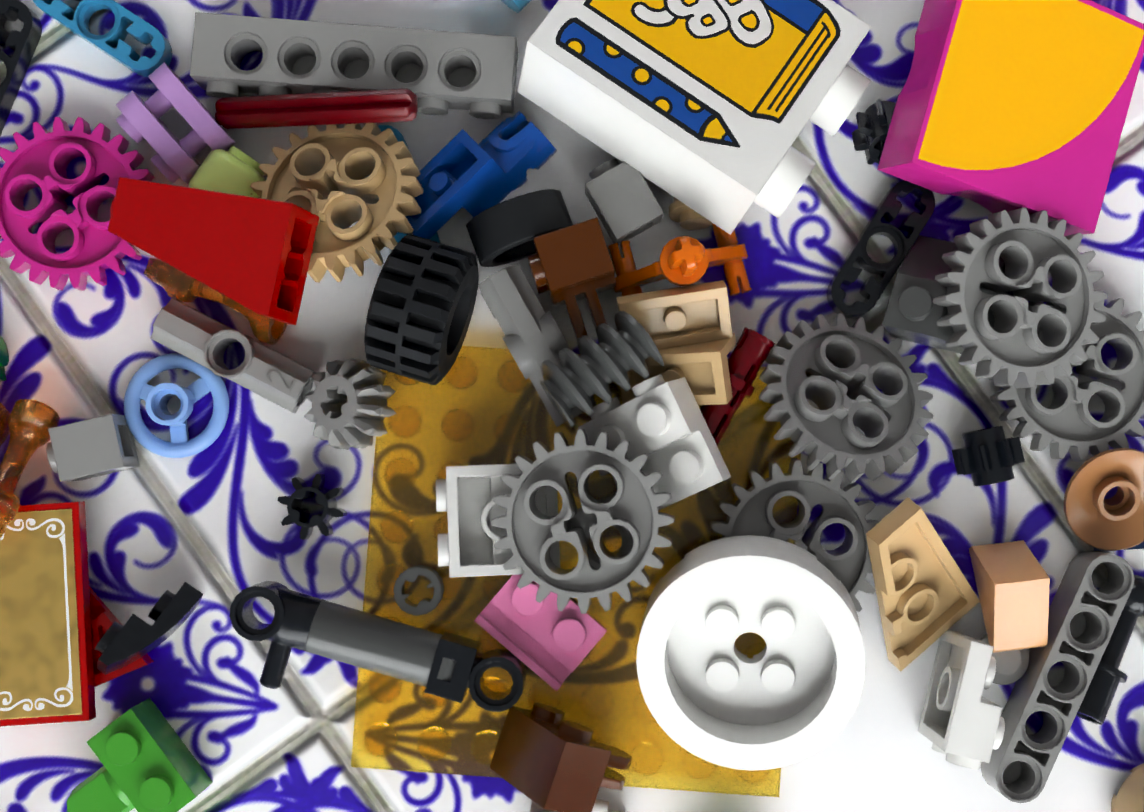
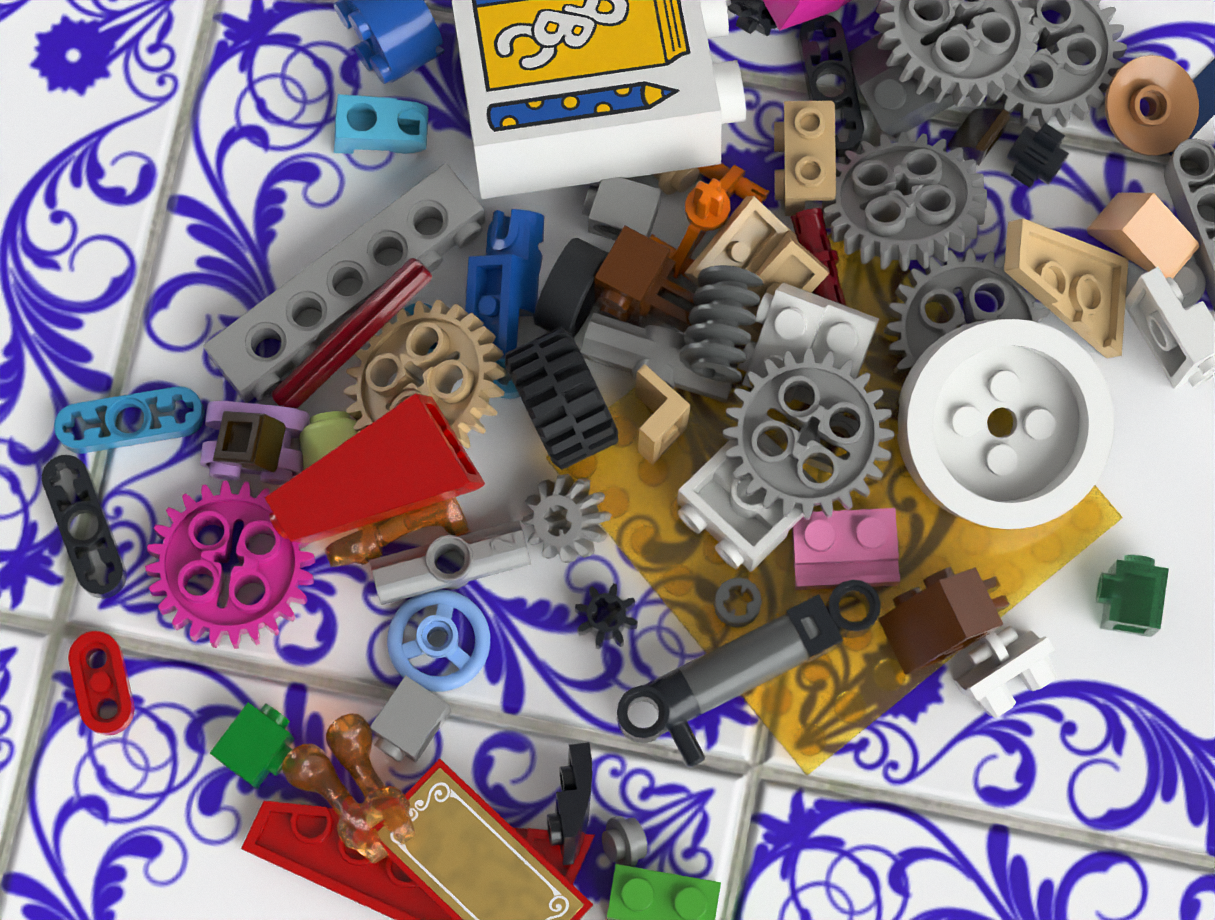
camera: 45 degrees left, 10 degrees down
(158, 122) = (249, 441): none -> dark brown slope
(166, 689) = (624, 841): none -> light grey plate
(485, 405) = (669, 414): none -> tan panel
(807, 290) = (809, 154): none -> tan bracket
(959, 394) = (980, 133): none -> dark brown slope

